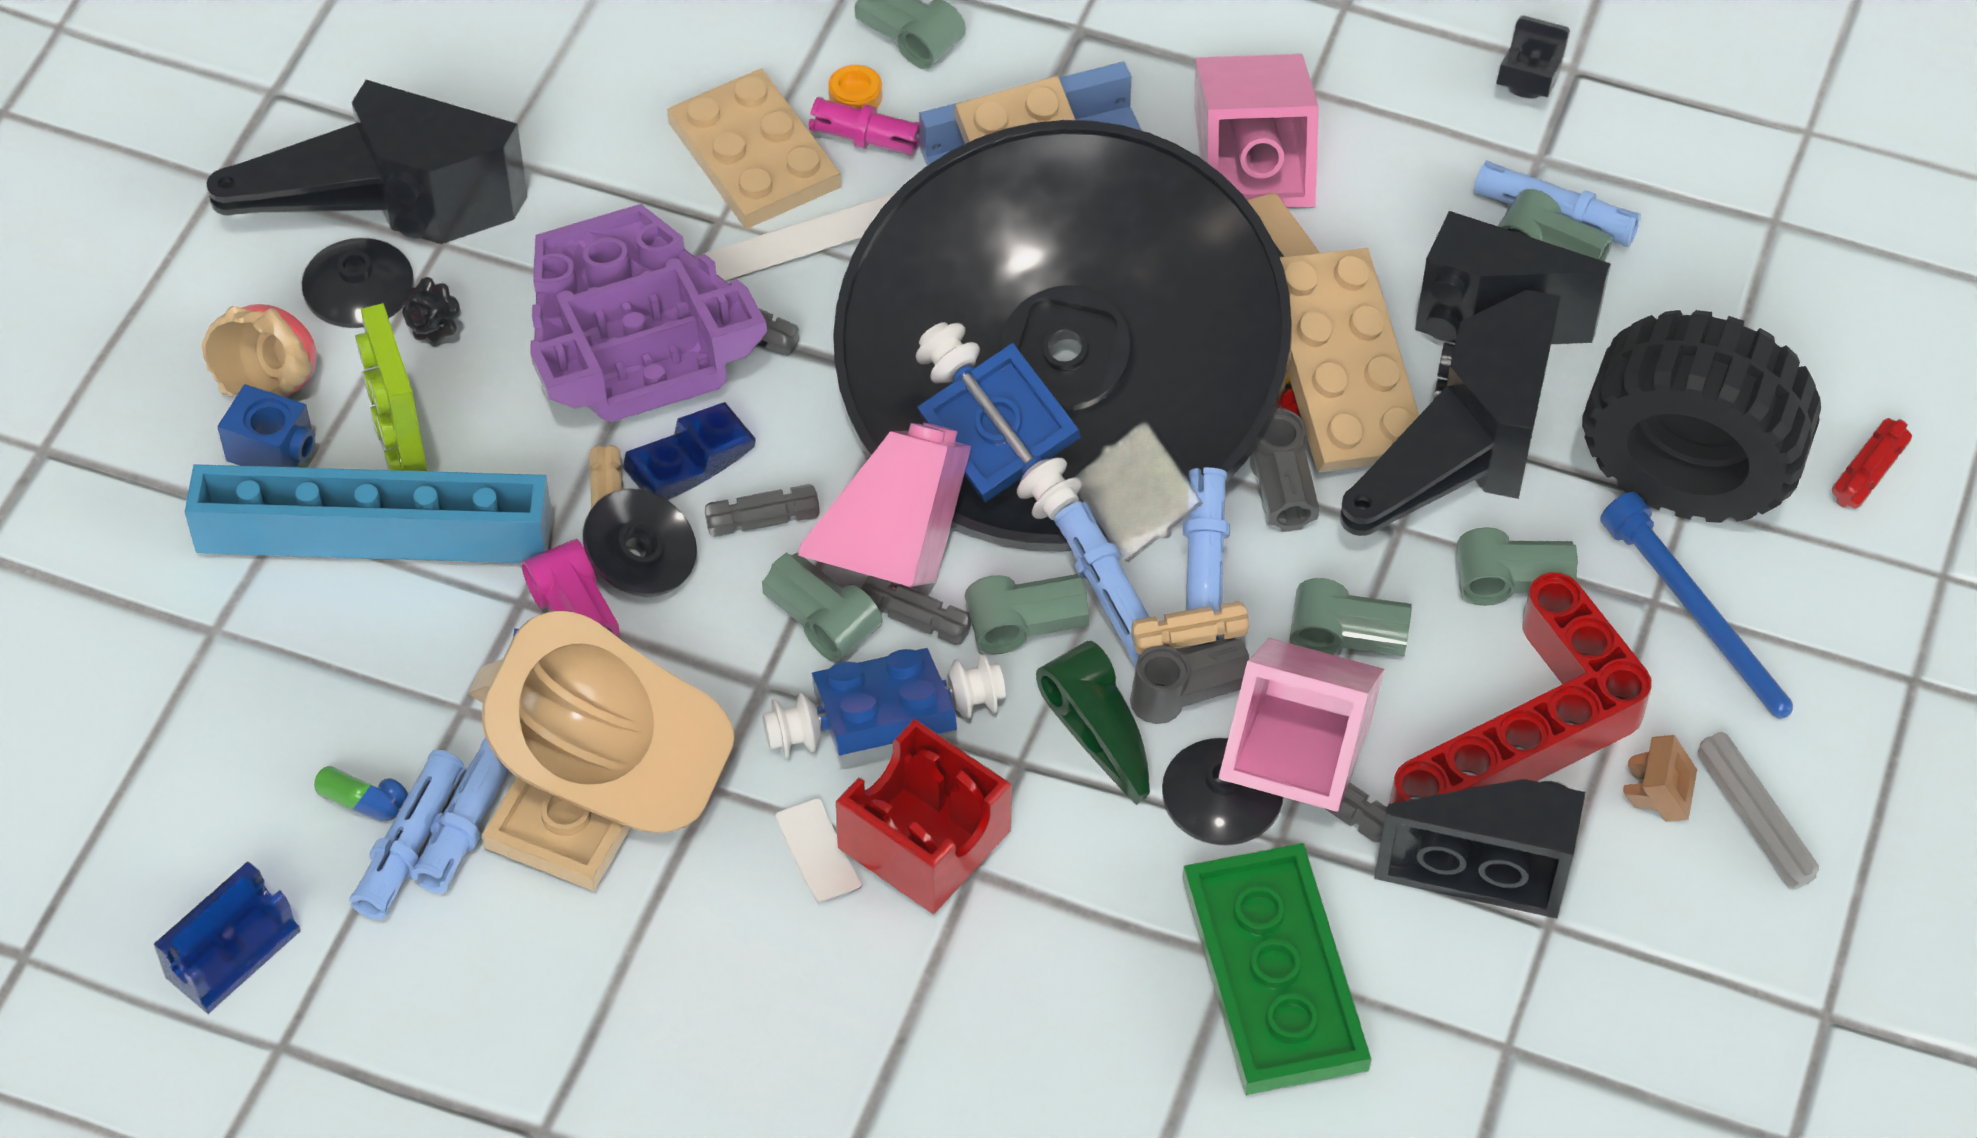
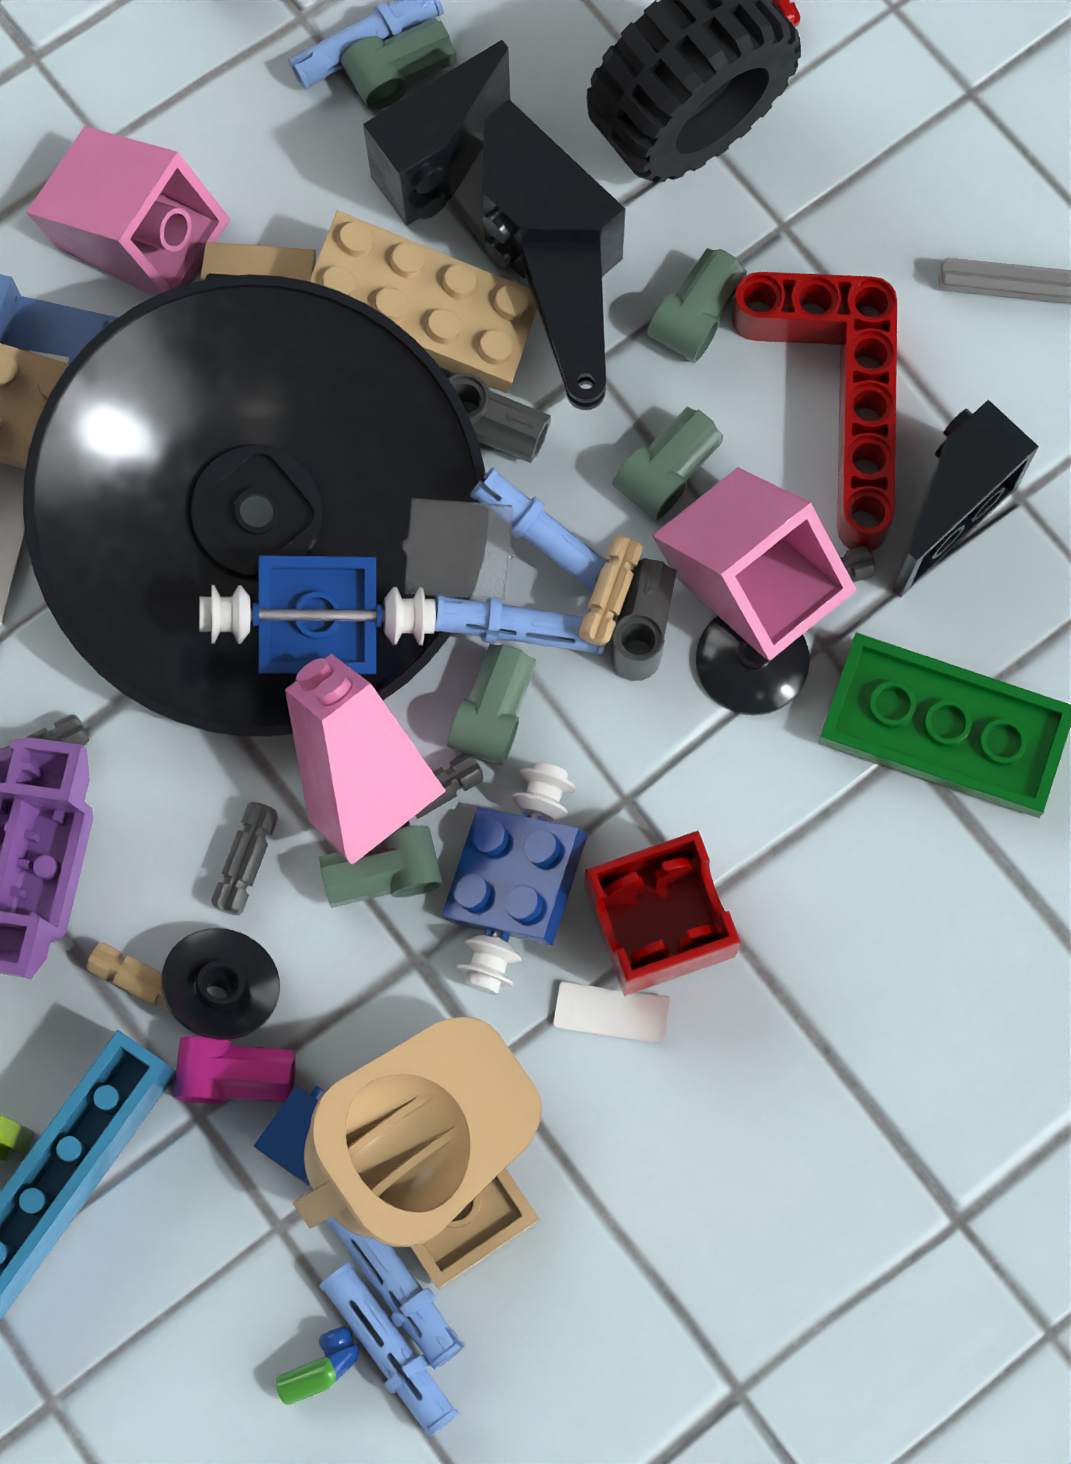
camera: 55 degrees left, 20 degrees up
(696, 452) = (142, 884): clear blue slope -> none
(1087, 701) = (620, 711): dark green piece -> none
(1630, 521) = (713, 192): blue piece -> none
(1667, 779) = (963, 328): medium nougat tile -> none

